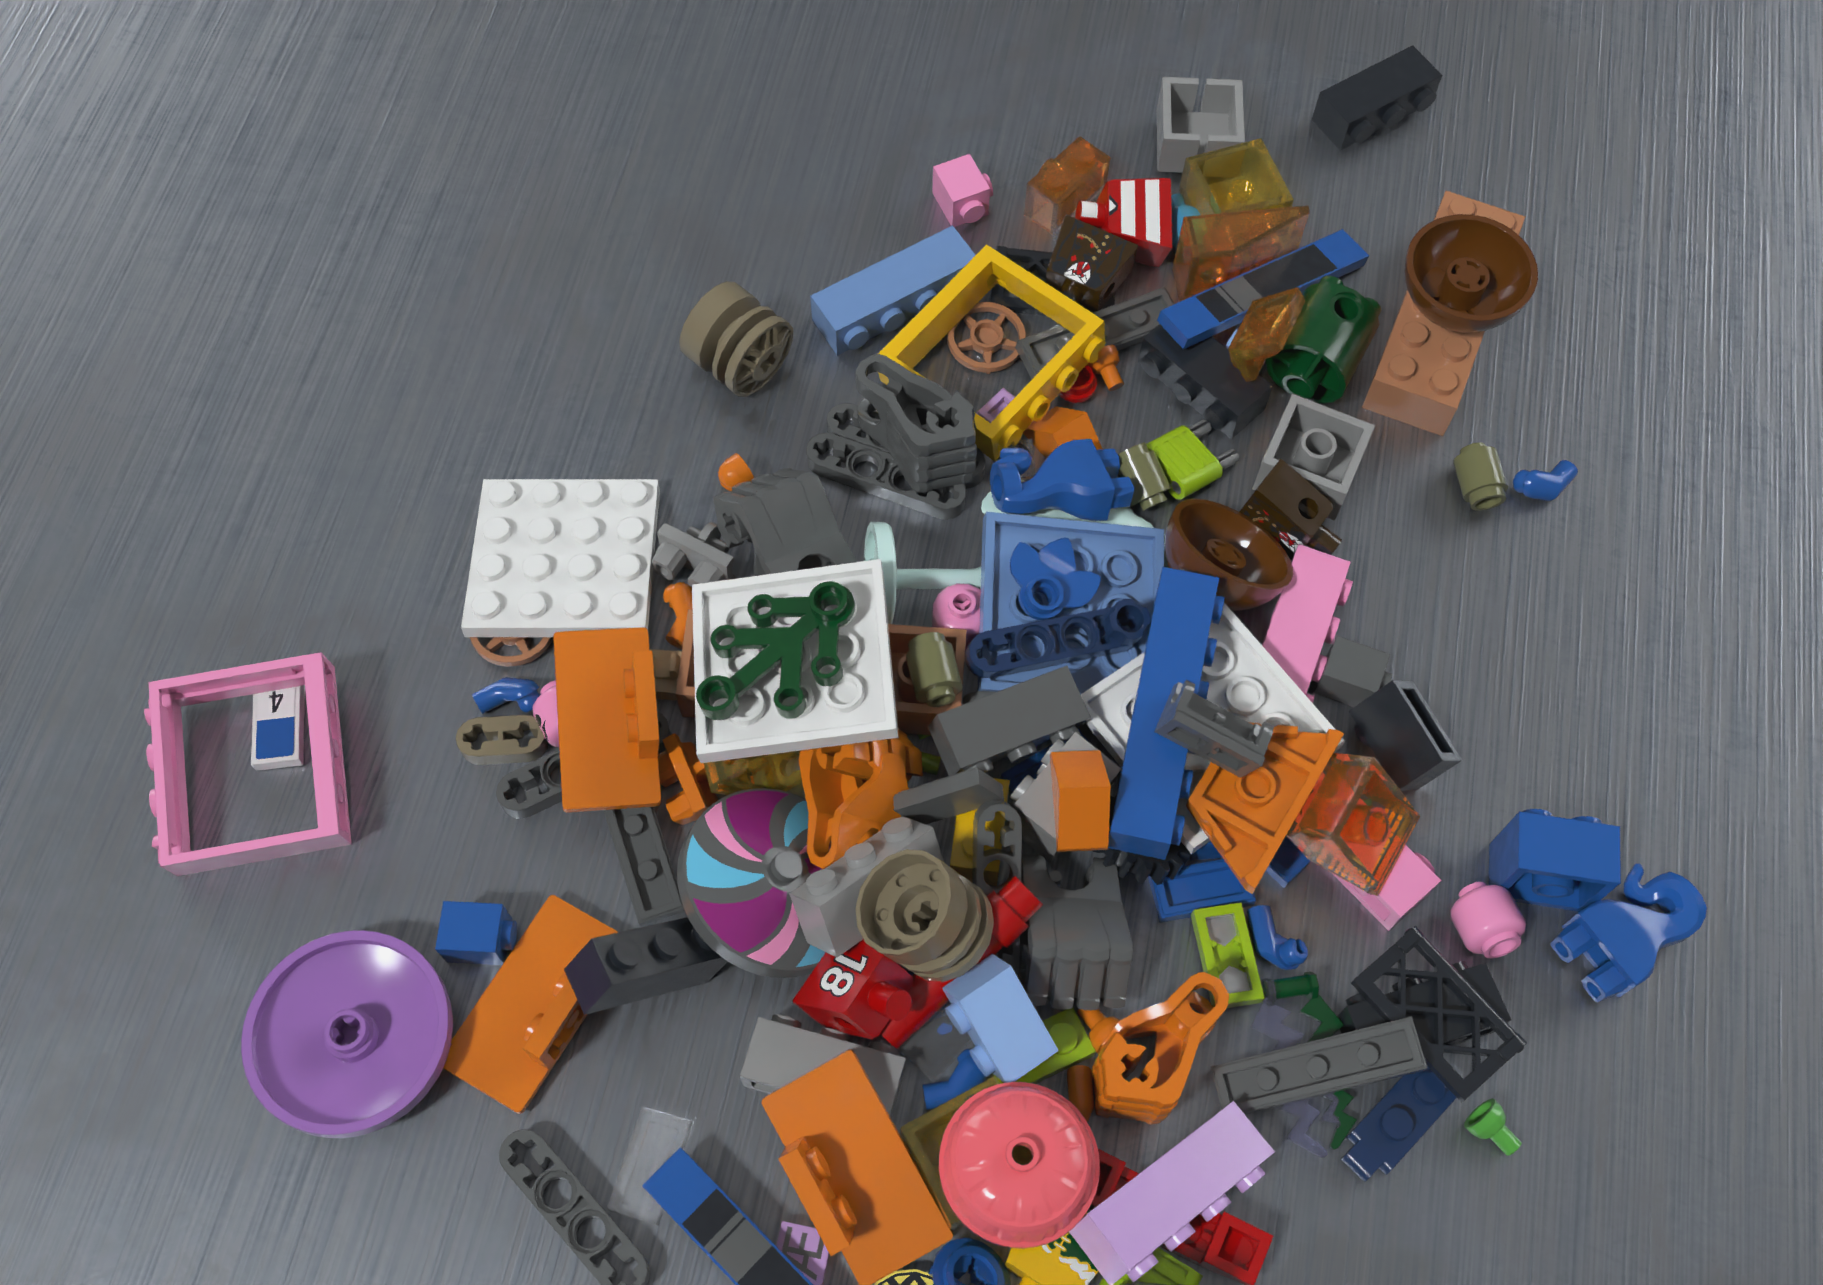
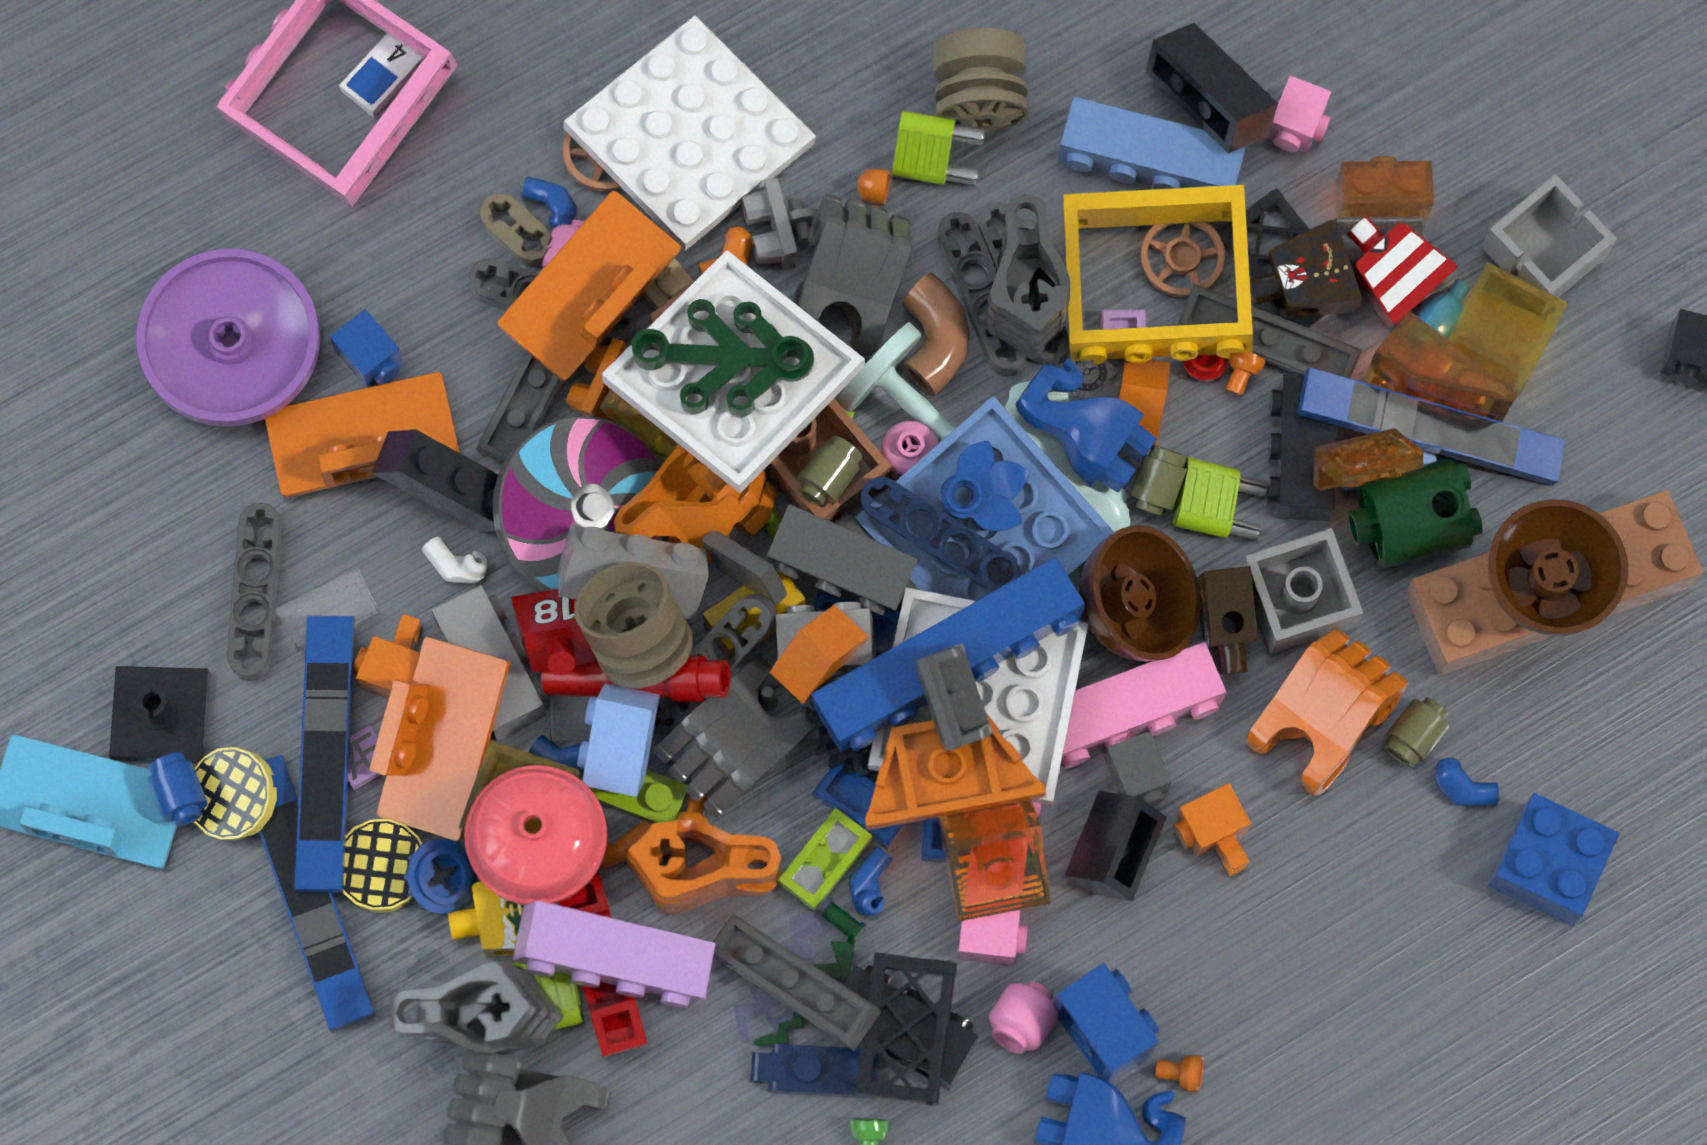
camera: 45 degrees right, 10 degrees up
(718, 1028) = (455, 567): none -> white arm
(745, 415) = (925, 149): none -> lime piece
(750, 1155) = (389, 660): none -> orange brick
(893, 213) = (1211, 87): none -> black brick
(911, 538) = (944, 330): none -> nougat cylinder
(1421, 507) = (1330, 703): none -> orange piece
(1441, 659) = (1213, 824): none -> orange brick
(1632, 839) = (1188, 1071): none -> orange piece
(1656, 469) = (1553, 859): none -> blue brick

